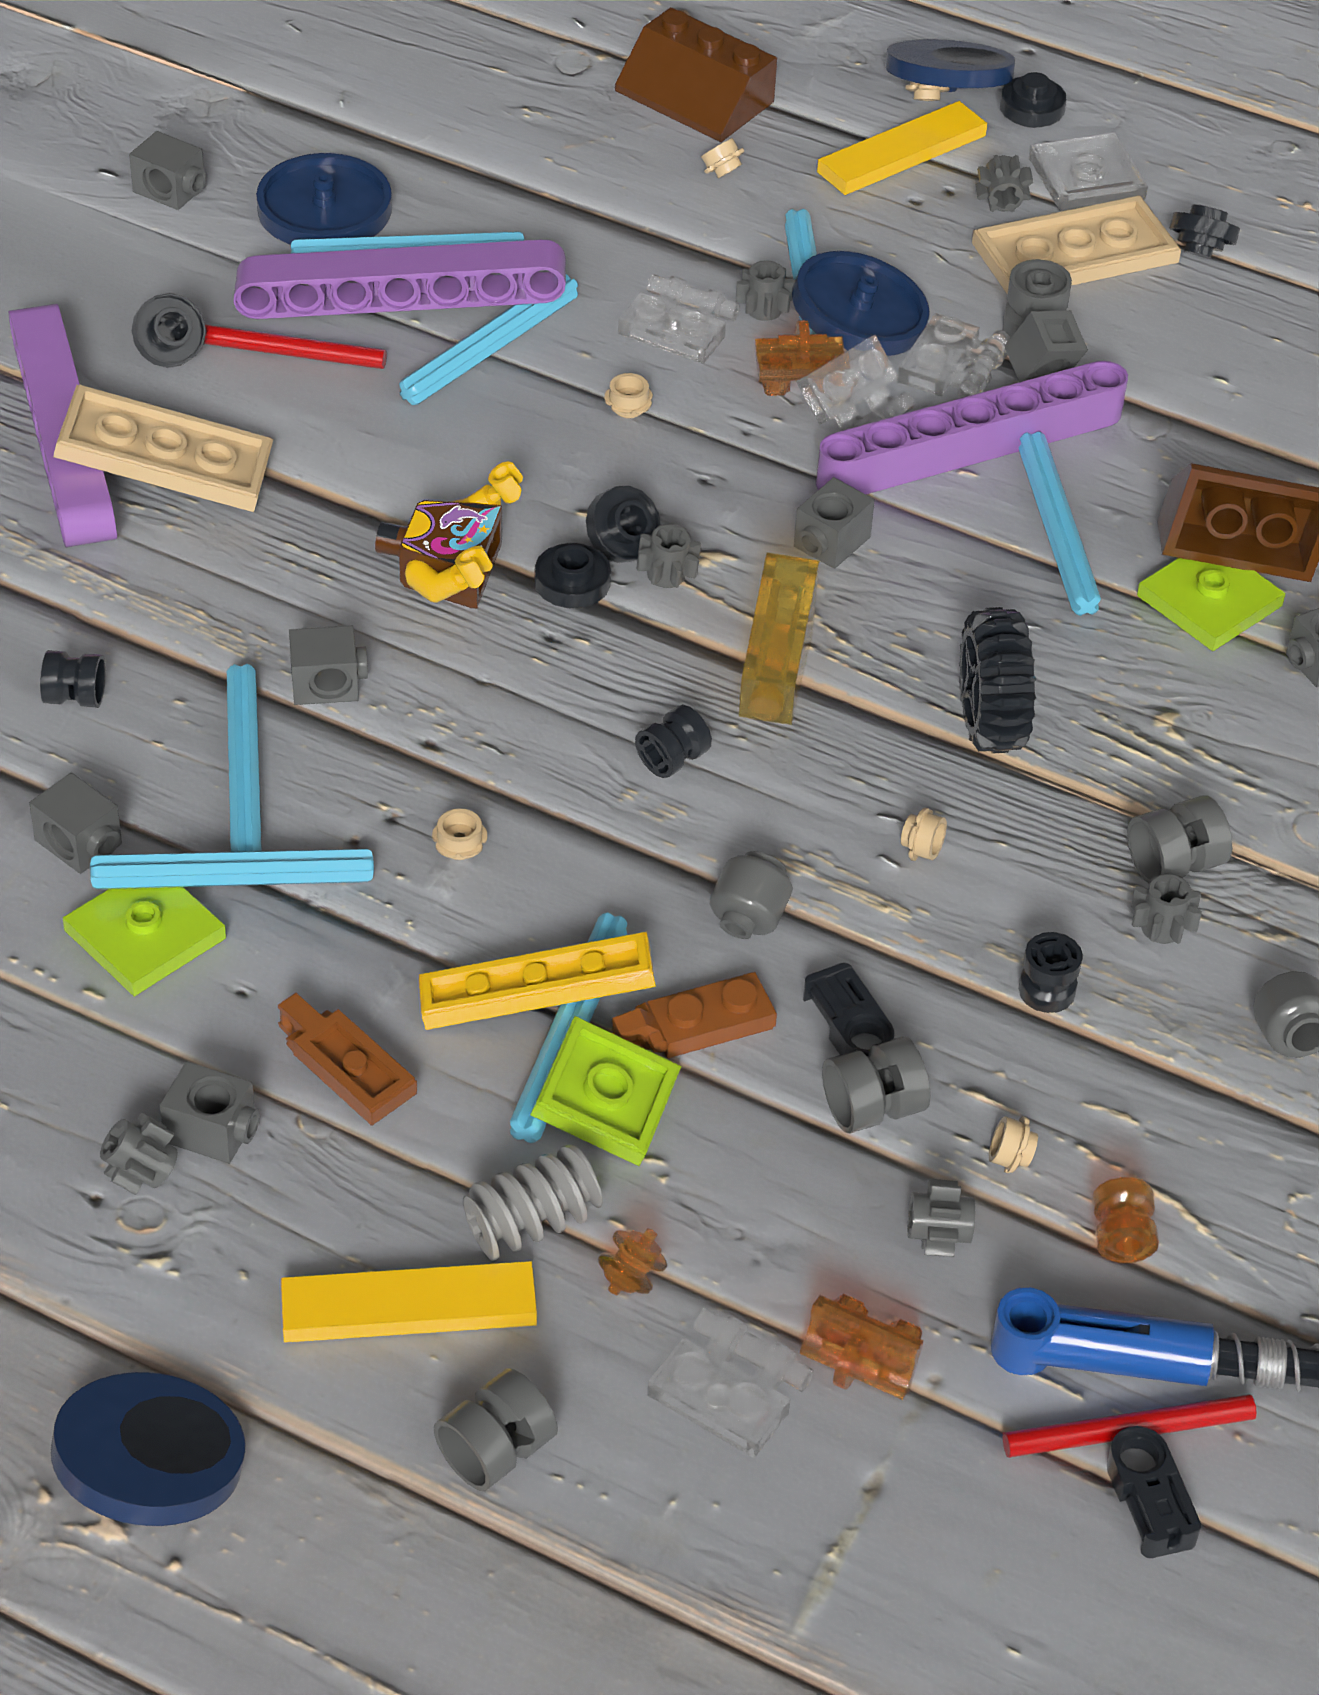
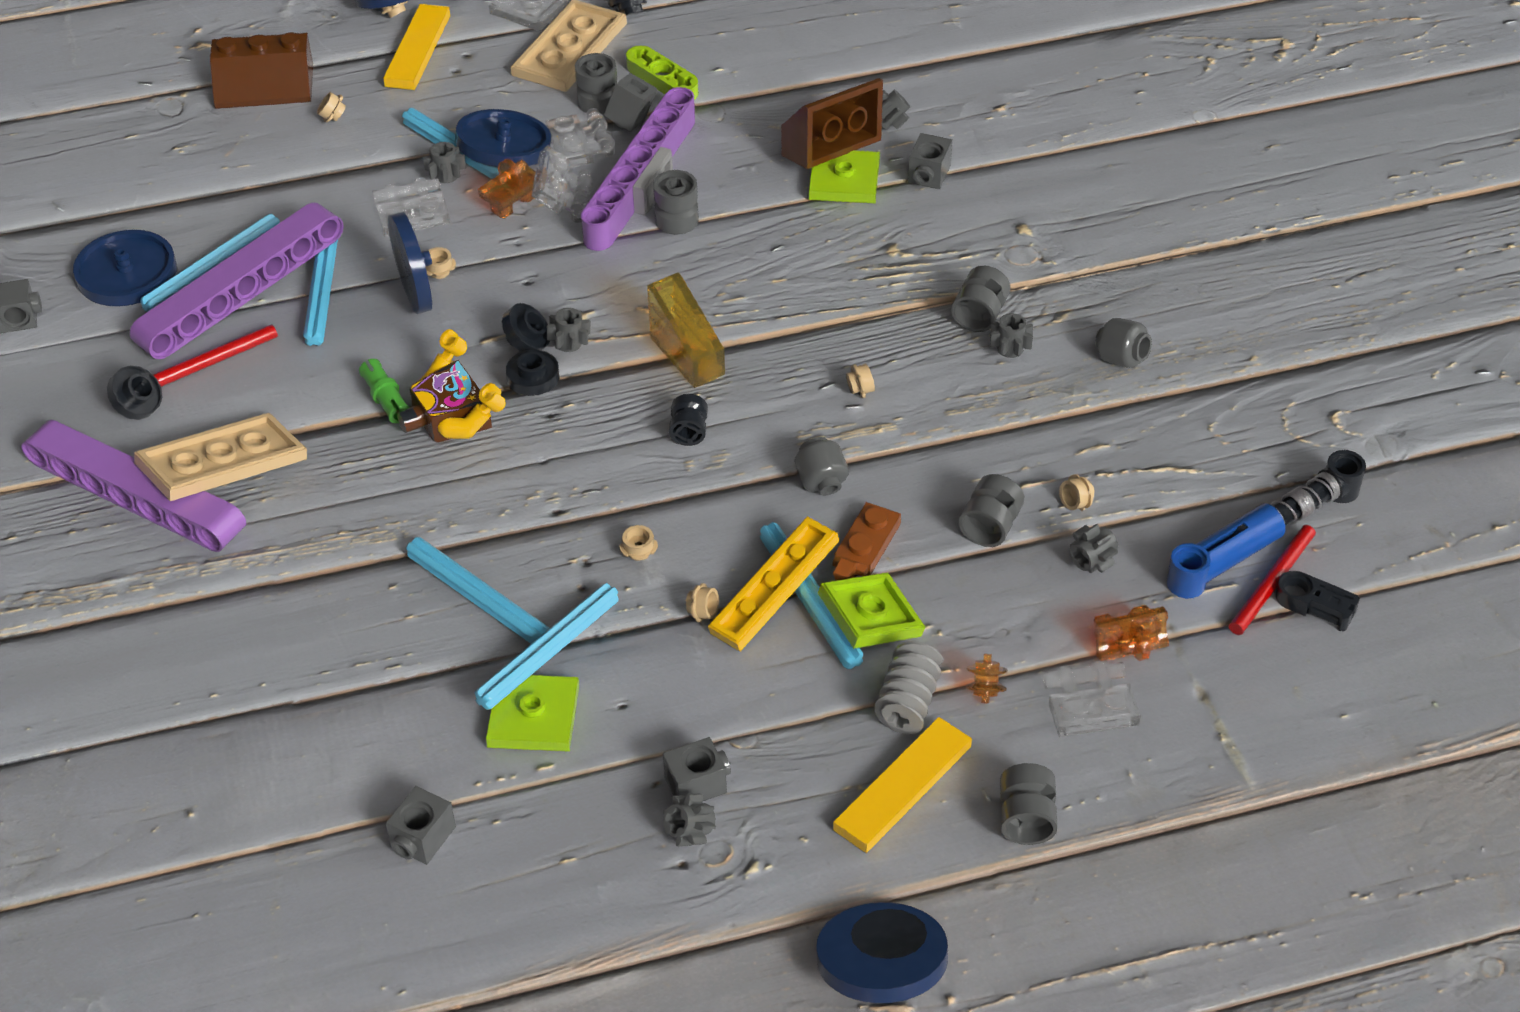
camera: 40 degrees left, 0 degrees up
(72, 678) = (327, 613): black wheel -> none
(75, 822) = (432, 685): dark grey brick -> none
(326, 665) = (458, 508): dark grey brick -> none
(346, 1059) = (724, 694): dark orange hinge -> none
(409, 486) = (383, 389): none -> bright green pin
(444, 945) = (702, 602): none -> tan plate
(569, 367) = (410, 262): none -> dark blue piece
(833, 522) = (629, 258): dark grey brick -> none
(846, 1007) = (930, 489): black piece -> none
(958, 493) = (676, 202): none -> dark grey wheel
(968, 454) = (643, 188): none -> light grey tile
(997, 680) = (815, 278): black gear -> none
(1004, 183) = (500, 32): dark grey gear -> none
(1050, 972) = (998, 401): black wheel -> none
(1059, 524) = (736, 188): medium azure axle -> none
(1125, 1220) = (1166, 488): clear orange wheel -> none
(1146, 329) = (646, 63): none -> lime beam

